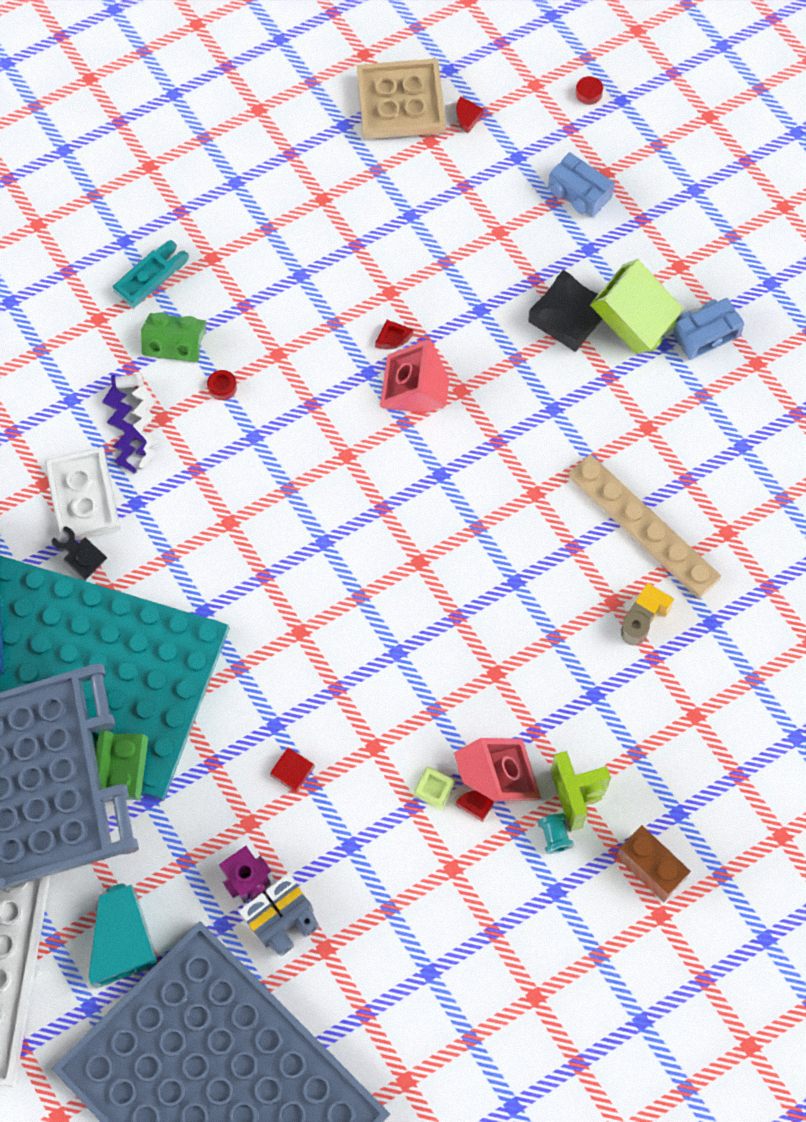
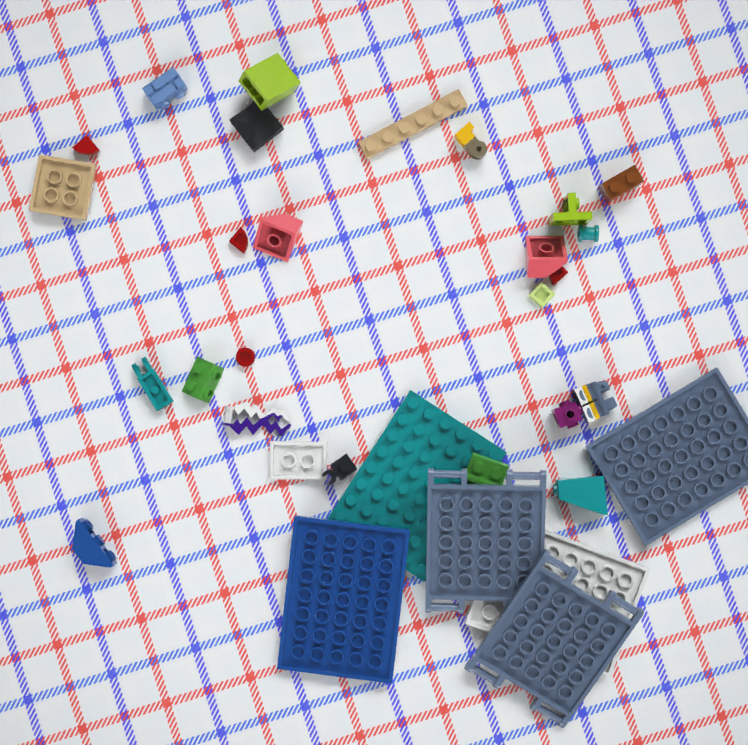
camera: 70 degrees left, 20 degrees up
(292, 770) = (509, 373): red tile -> none
(589, 90) = (90, 60): red tile -> none
(708, 328) = (293, 41): medium blue brick -> none

